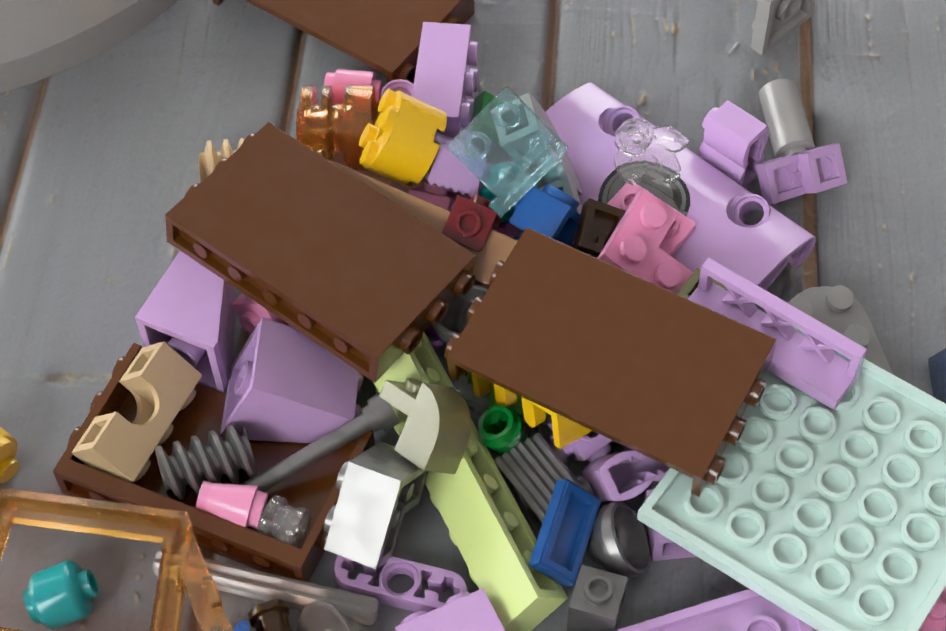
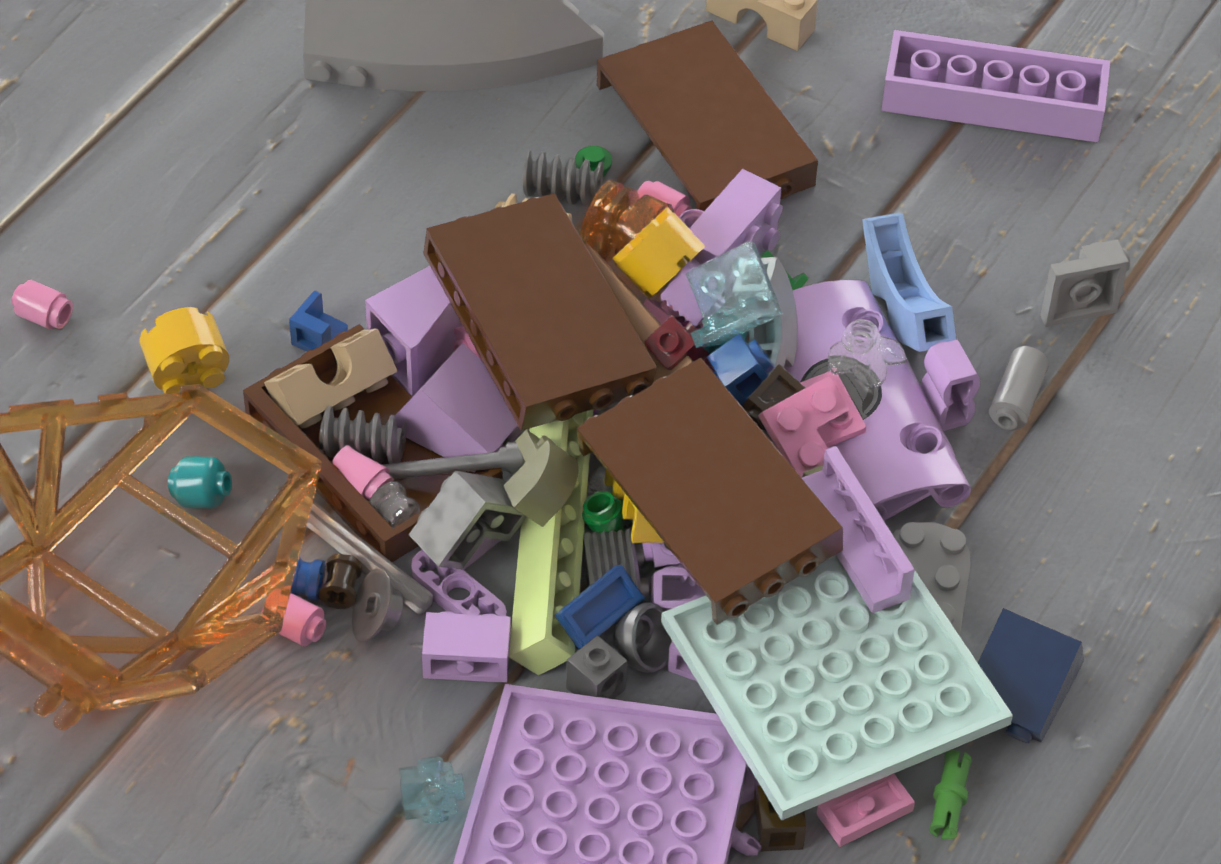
camera: 25 degrees right, 5 degrees down
(84, 368) = (311, 326): none -> blue panel
(242, 105) = (561, 179): none -> flat silver piece
(258, 76) = (595, 155): none -> green plate
(652, 88) = (912, 307): none -> light blue arch
(801, 173) = (1000, 434): lavender slope -> none

